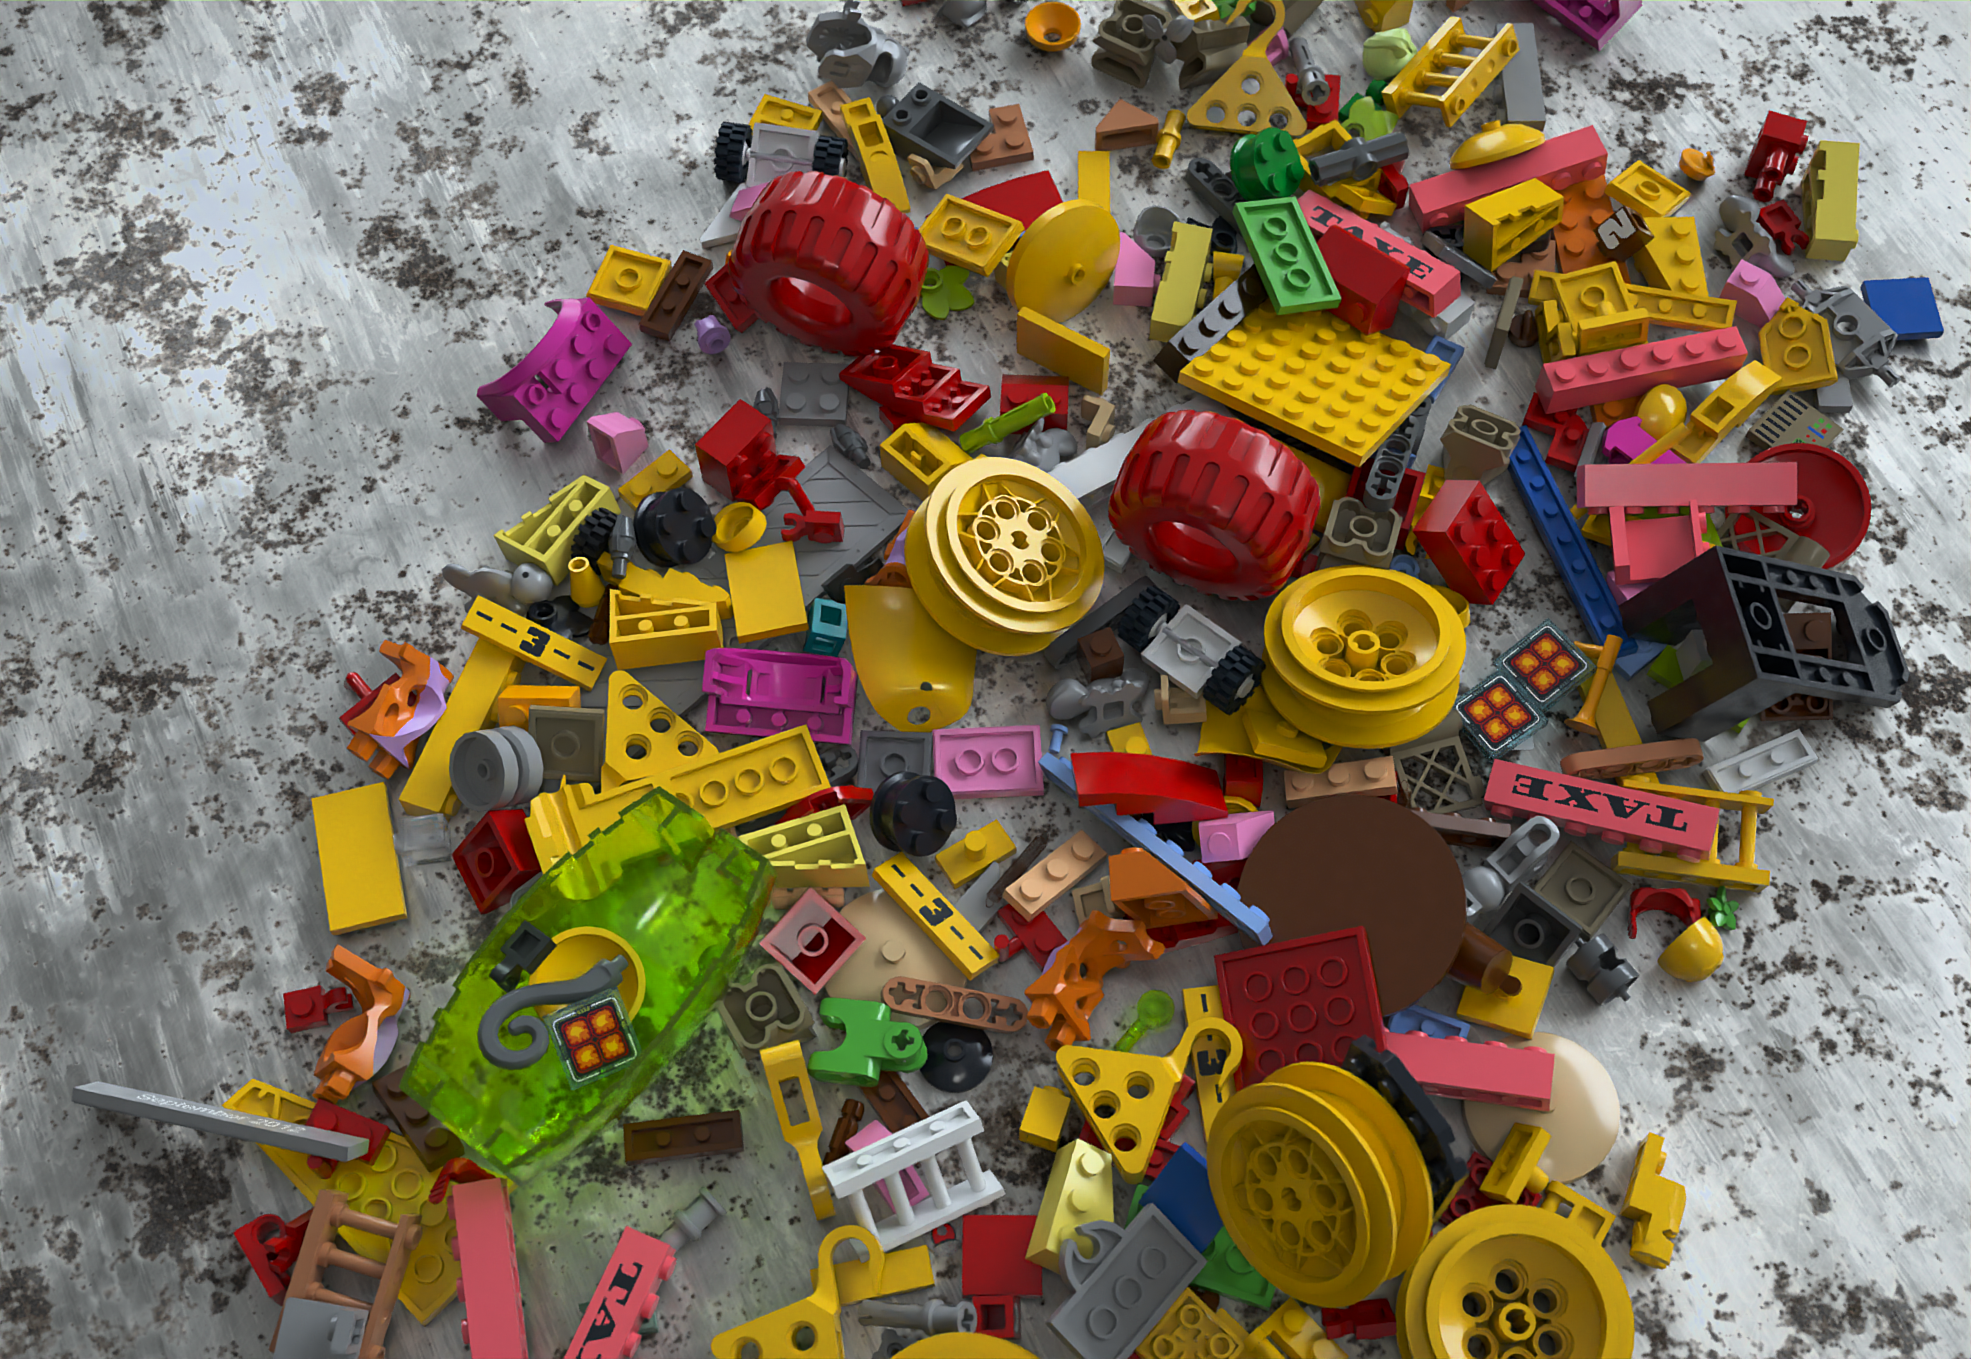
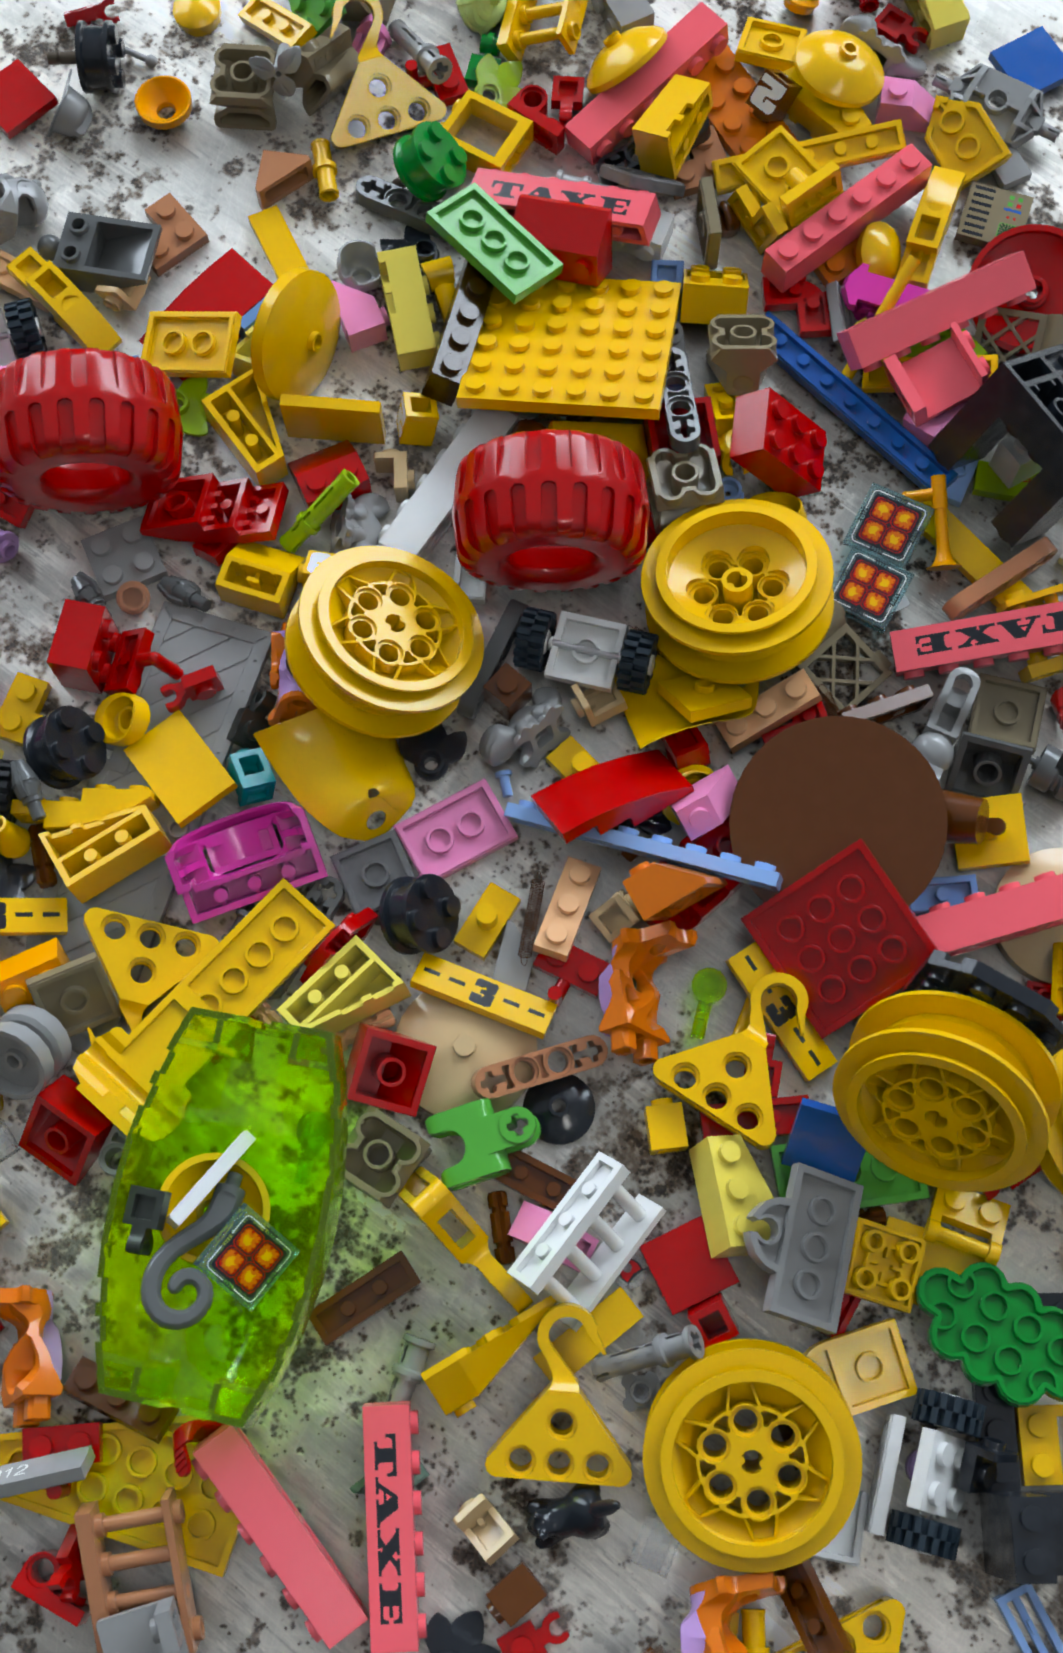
camera: 25 degrees left, 10 degrees up
(594, 951) = (210, 1179): none -> white tile
(738, 1251) = (471, 1369): none -> yellow wedge
(804, 430) = (133, 597): none -> nougat plate
(981, 327) = (246, 426): none -> yellow wedge
(1007, 675) = (433, 746): none -> black plate
(1139, 383) = (417, 419): none -> yellow brick
(1358, 158) = (510, 120): dark grey piece -> none
(1365, 201) = (532, 157): yellow tile -> none
(1427, 161) = (567, 96): none -> red plate
(1472, 383) = (712, 293): none -> yellow slope
(1699, 235) = (839, 68): none -> yellow dish

